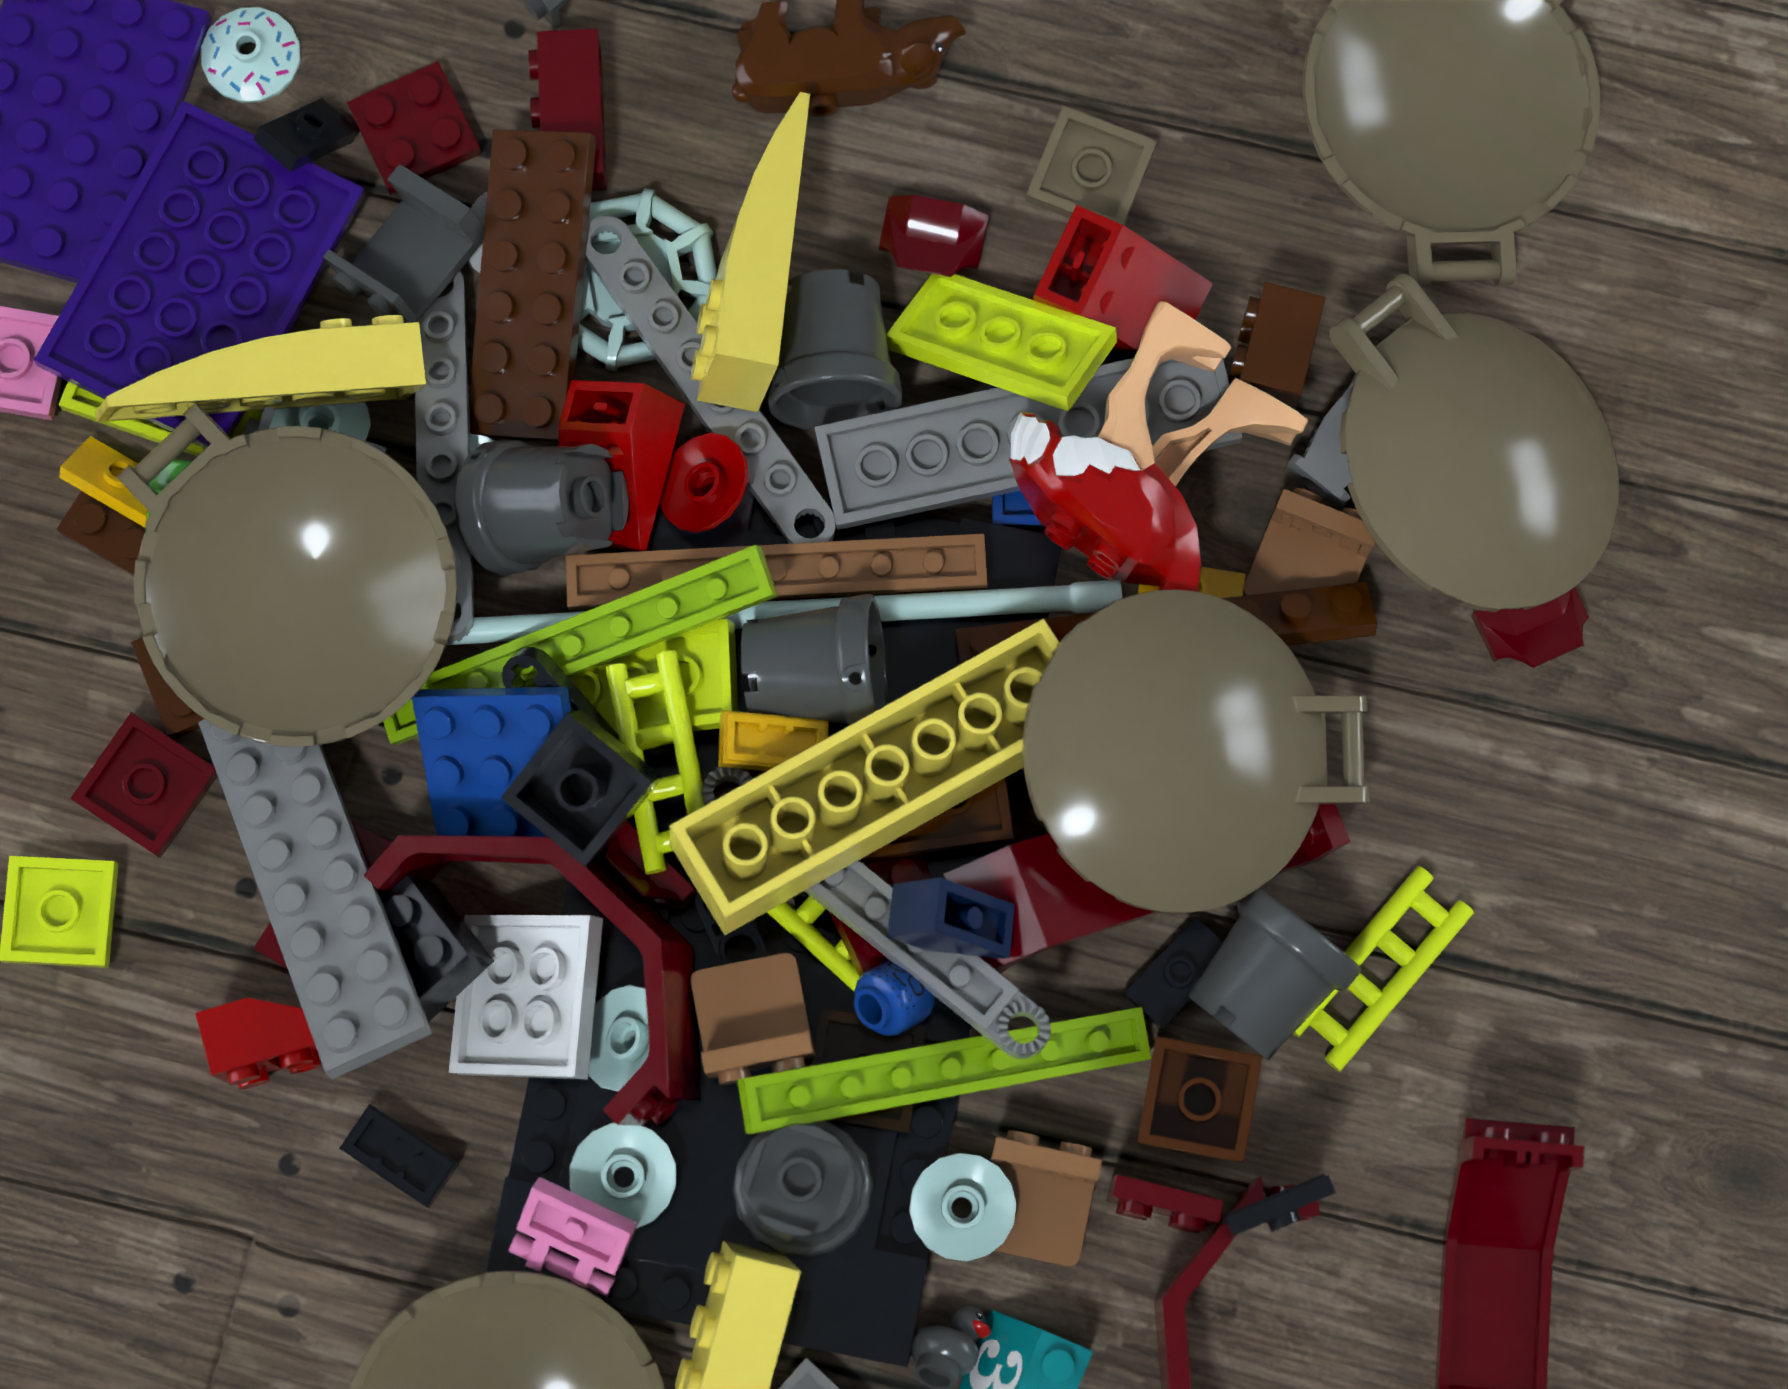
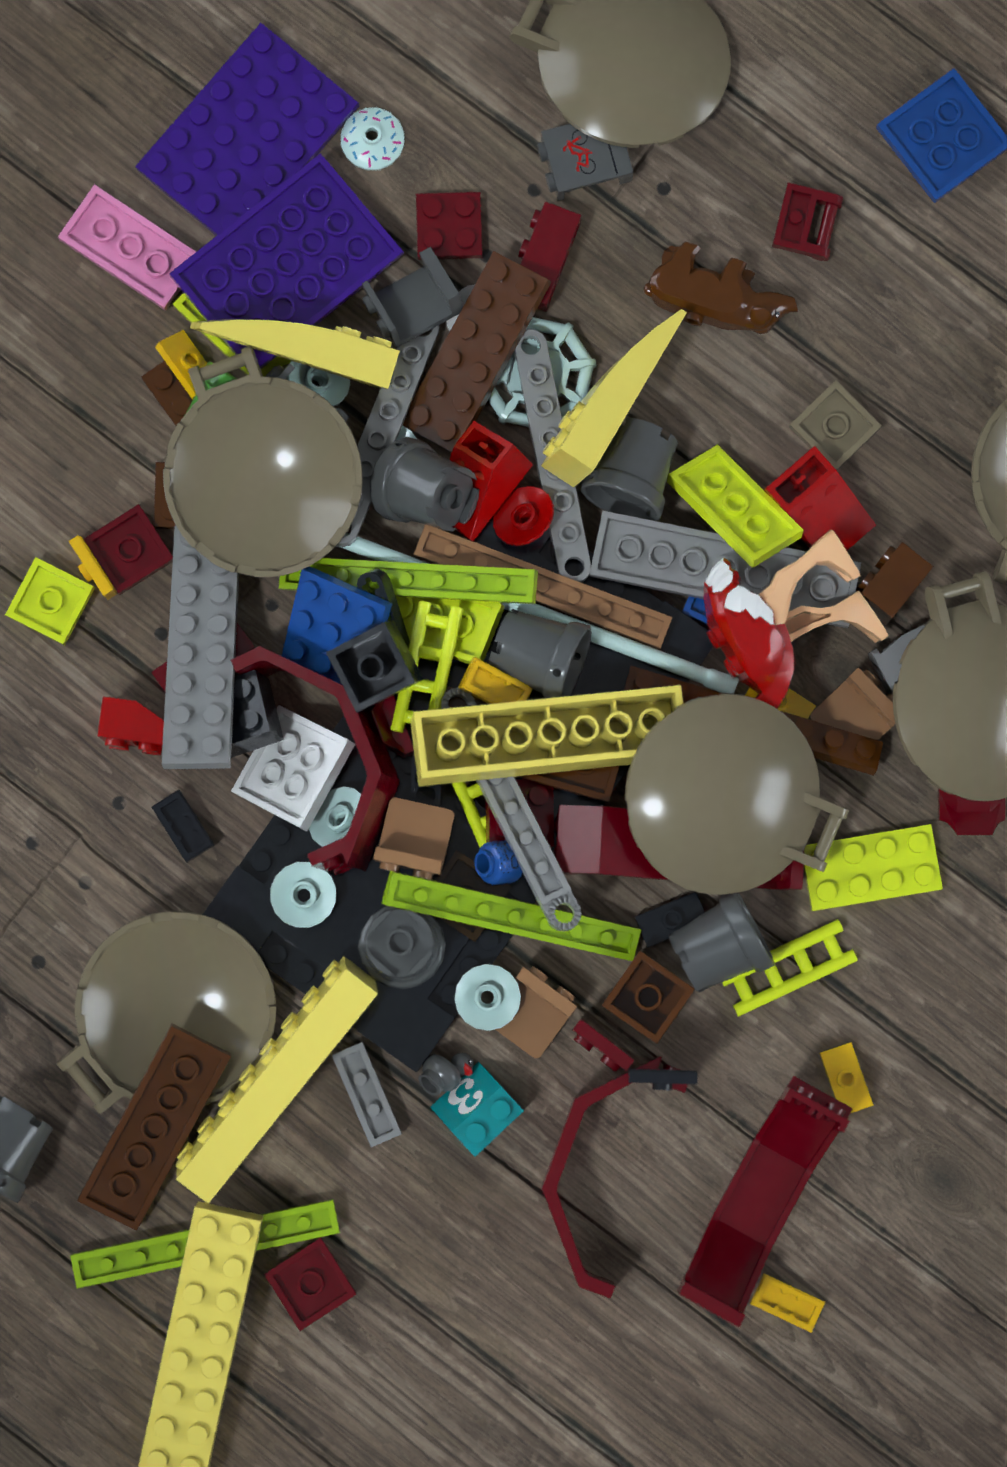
camera: 25 degrees right, 5 degrees up
(100, 836) = (91, 568): none -> yellow plate
(306, 134) = (383, 204): black plate -> none
(577, 1228) = (264, 912): bright pink plate -> none
(932, 234) = (724, 424): dark red slope -> none
(950, 919) = (550, 834): dark blue slope -> none
(1437, 769) = (874, 868): none -> neon yellow plate
(1535, 1087) = (846, 1077): none -> yellow plate

